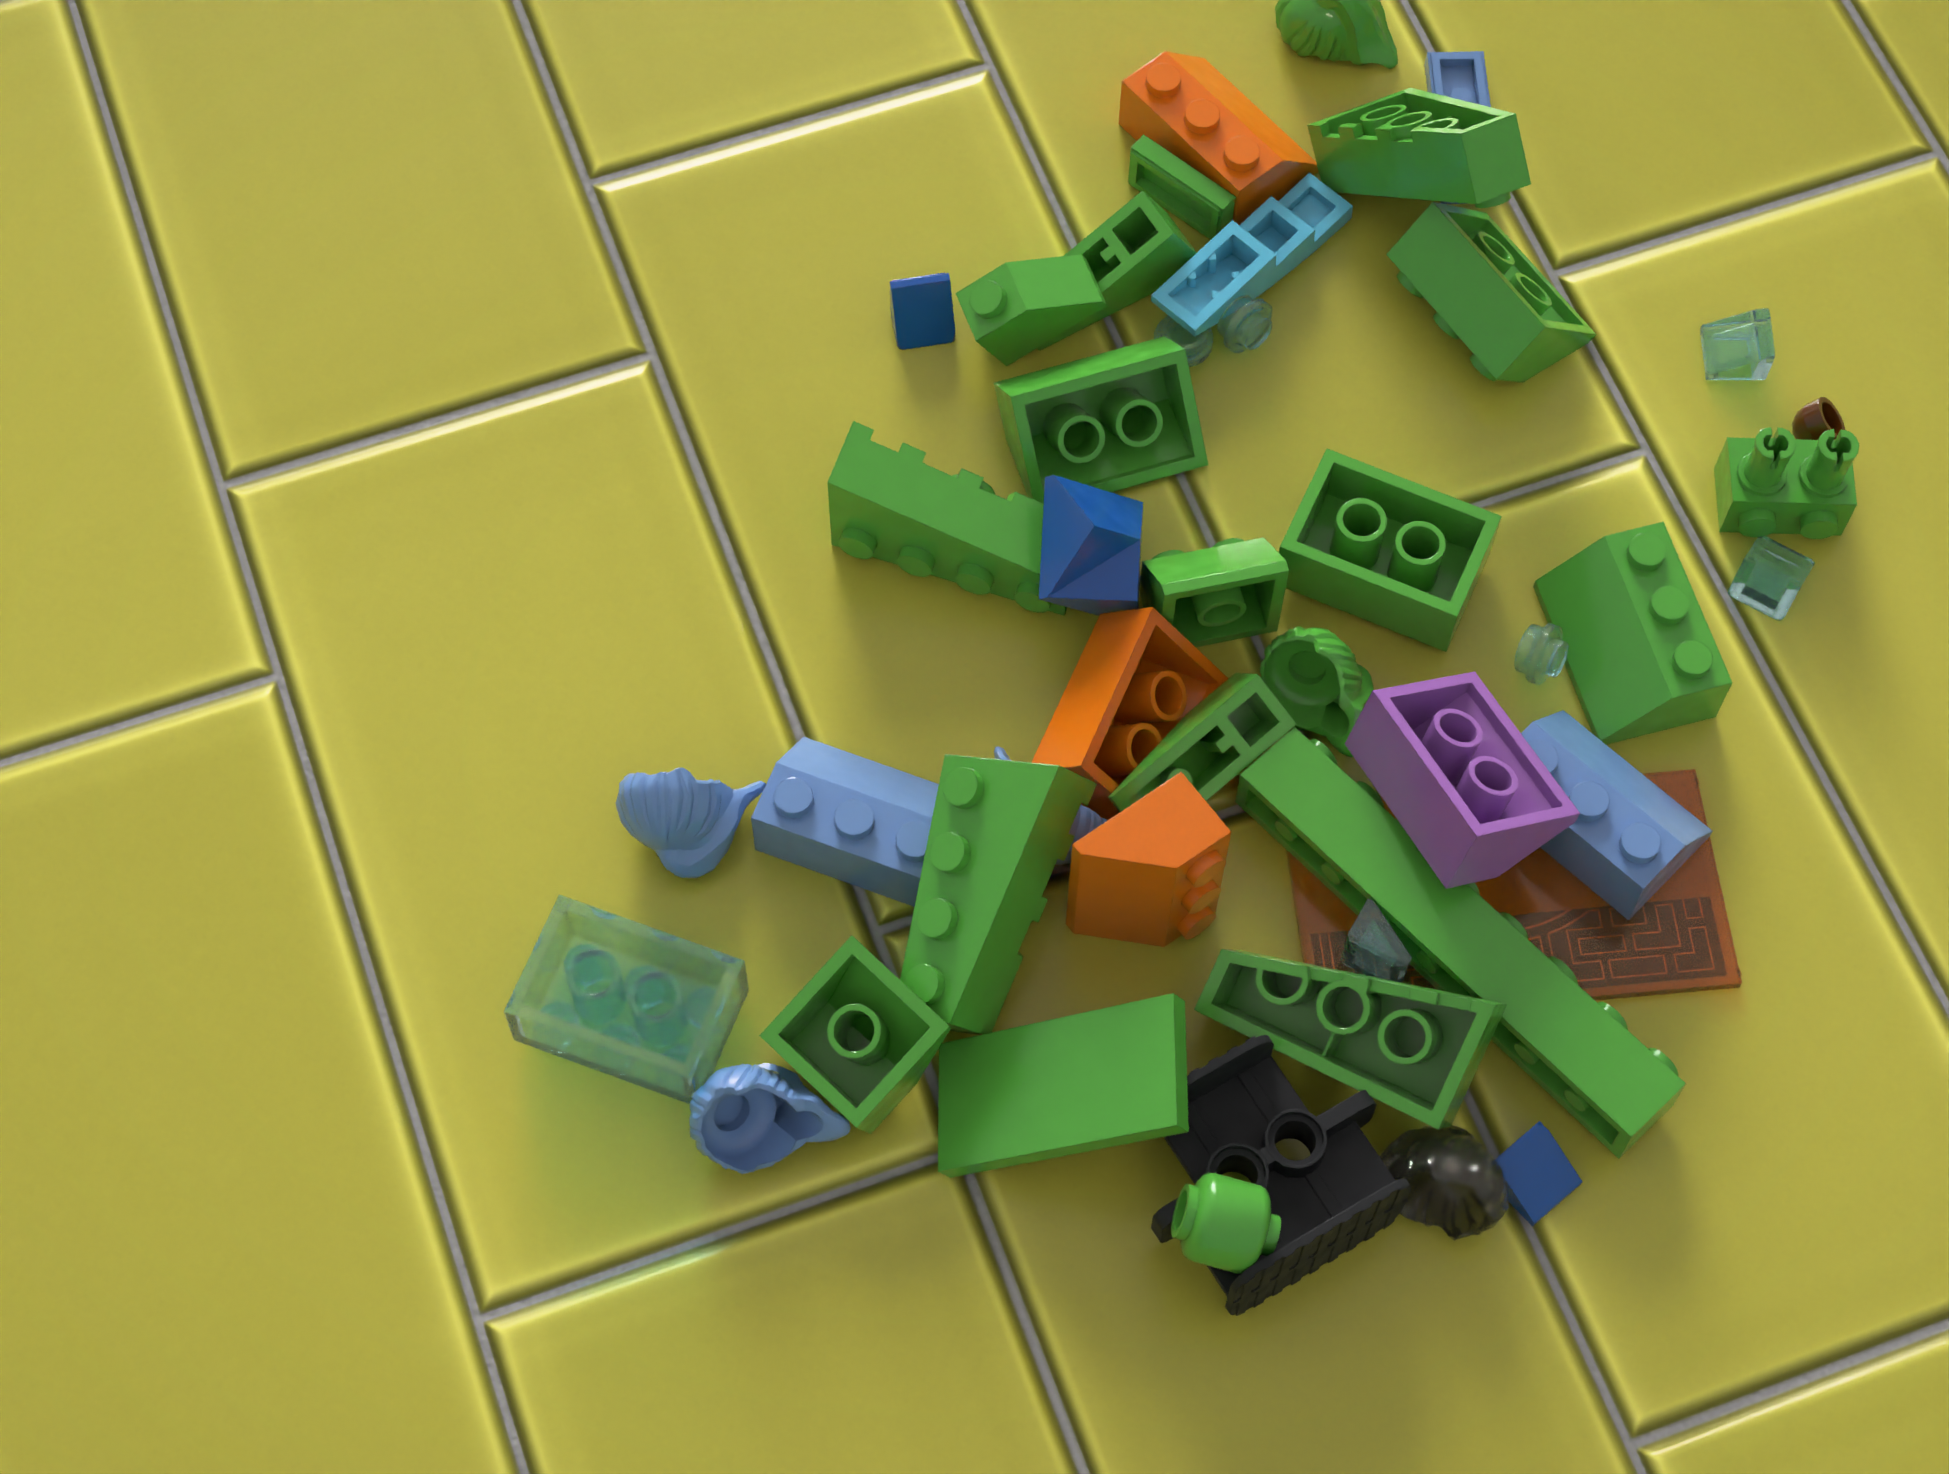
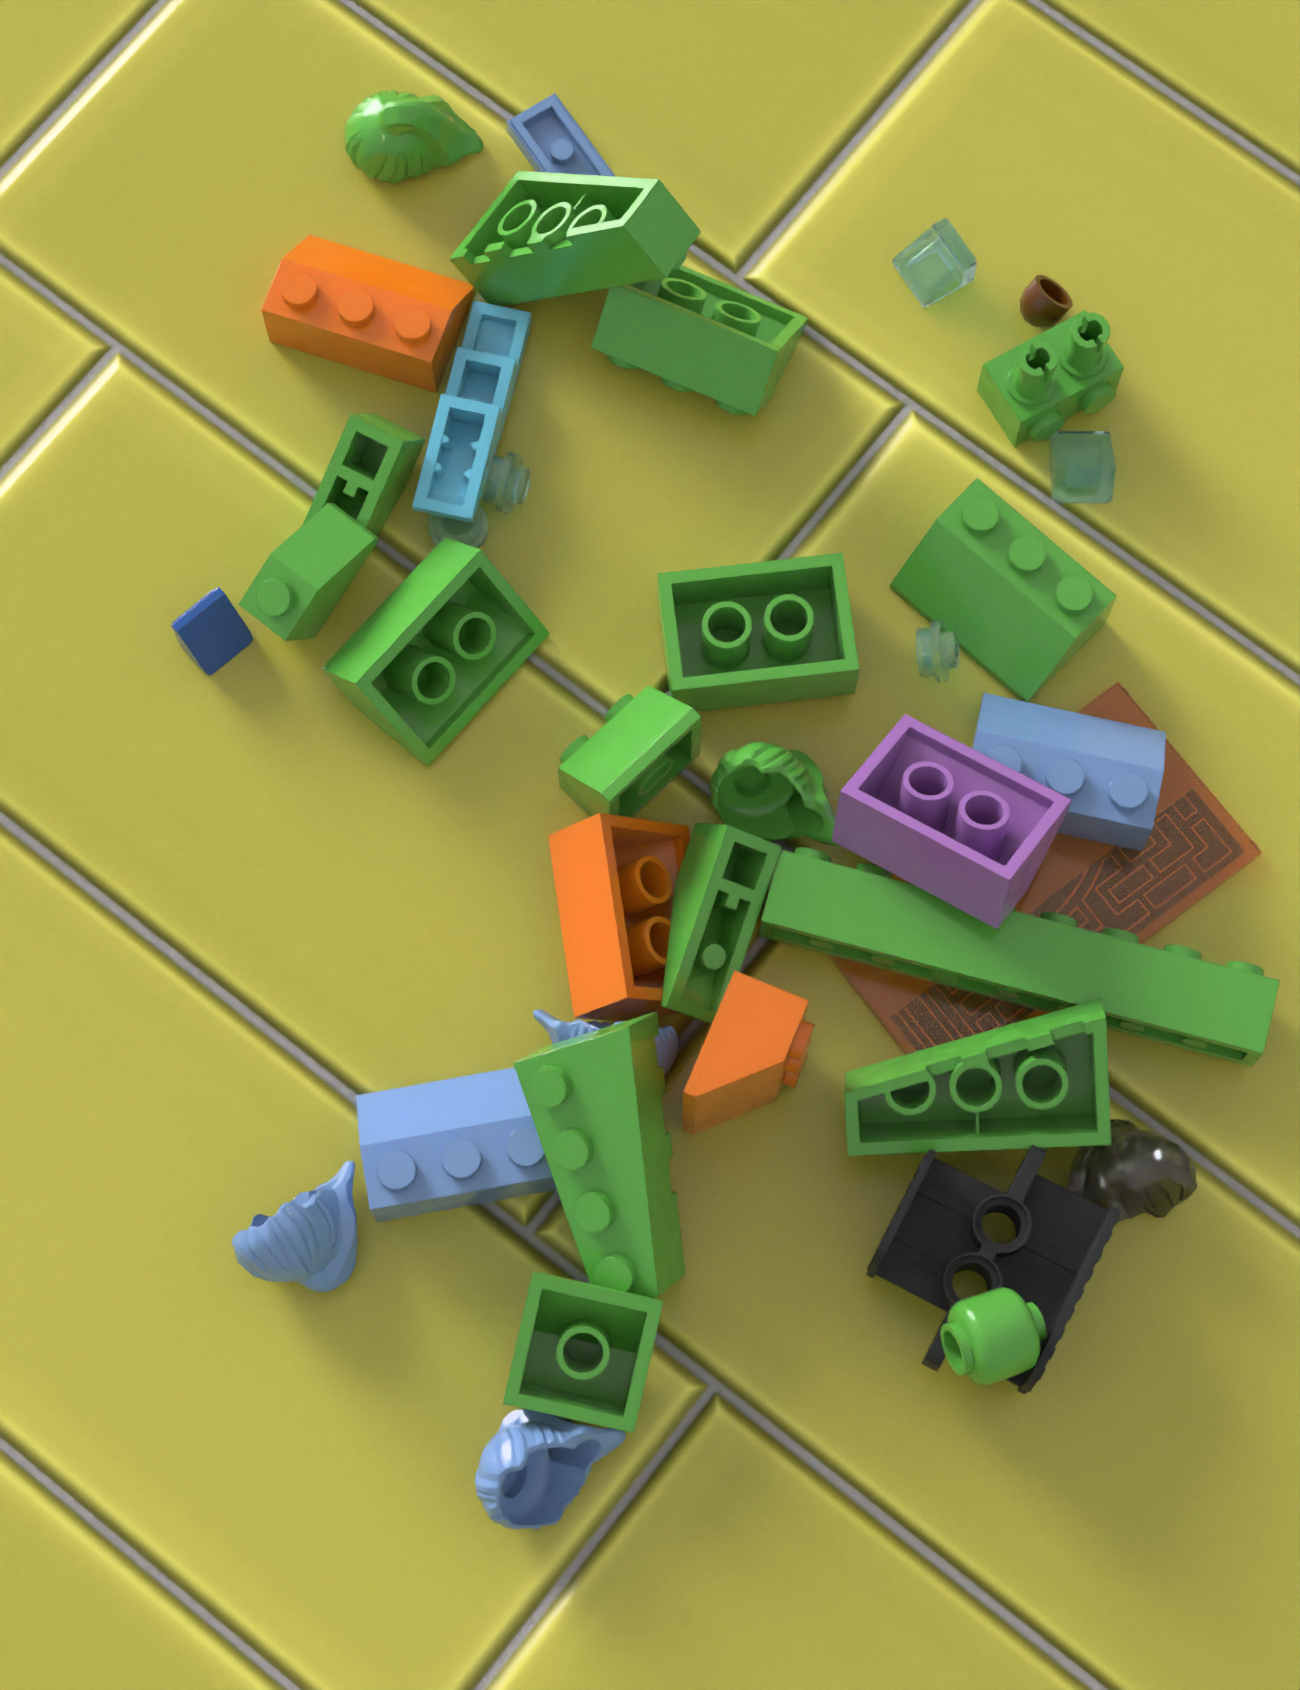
camera: 30 degrees left, 10 degrees up
(627, 999) = (362, 1434): clear light blue brick -> none
(935, 522) = (372, 828): bright green wedge -> none
(1063, 1086) = (783, 1291): bright green tile -> none
(1090, 548) = (509, 782): blue slope -> none
(1180, 188) = (370, 381): bright green tile -> none
(1375, 947) = (957, 1005): clear light blue slope -> none
(1537, 1174) = (1195, 1120): blue slope -> none

